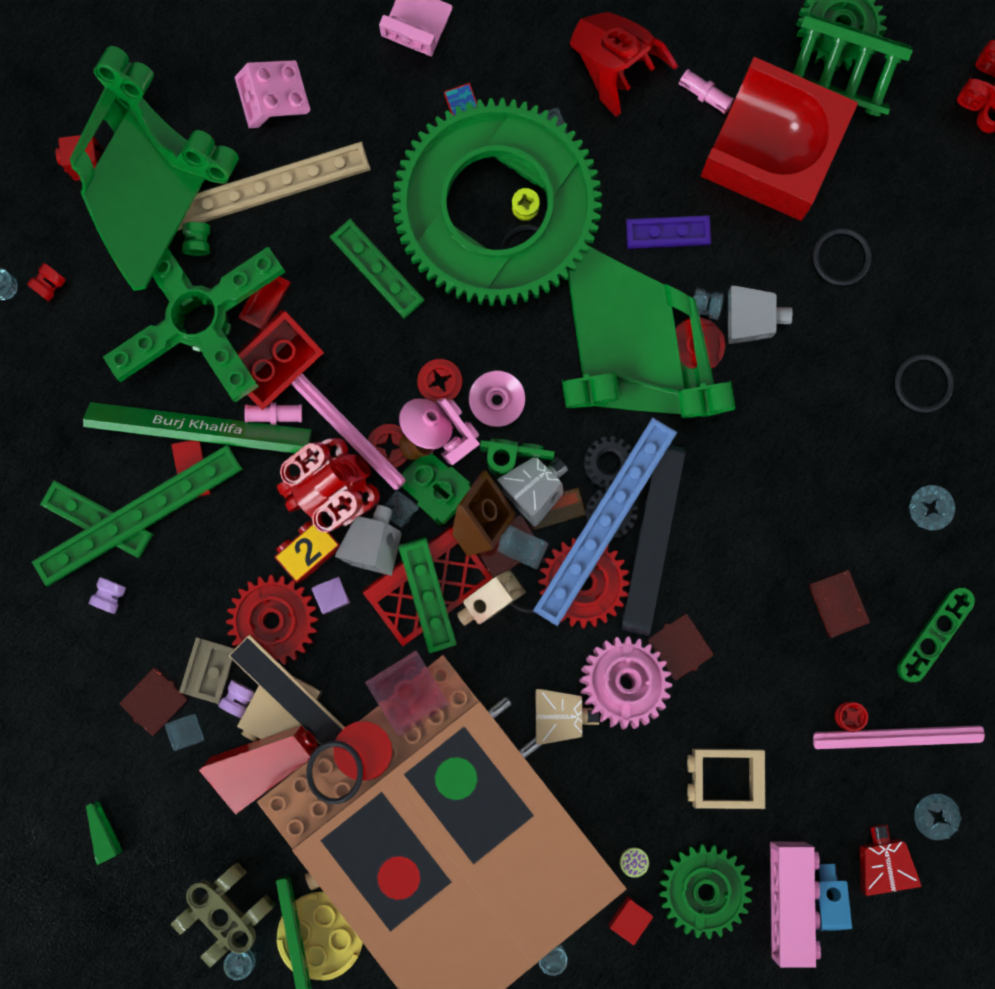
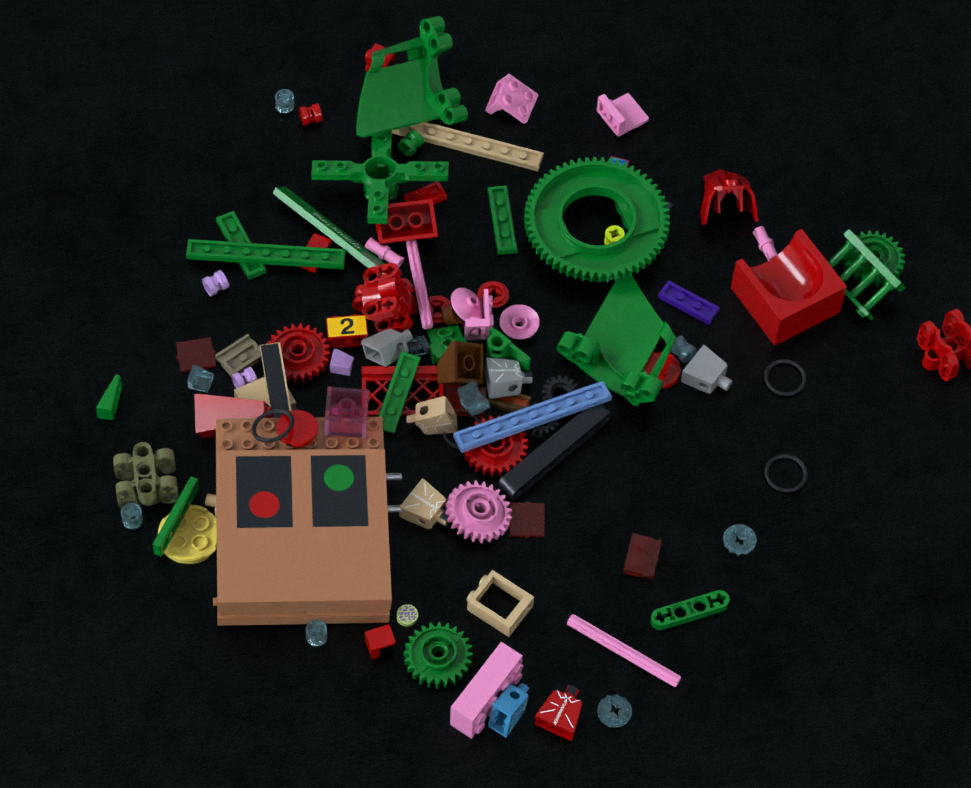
camera: 30 degrees right, 25 degrees down
(854, 720) = (605, 614): red wheel -> none

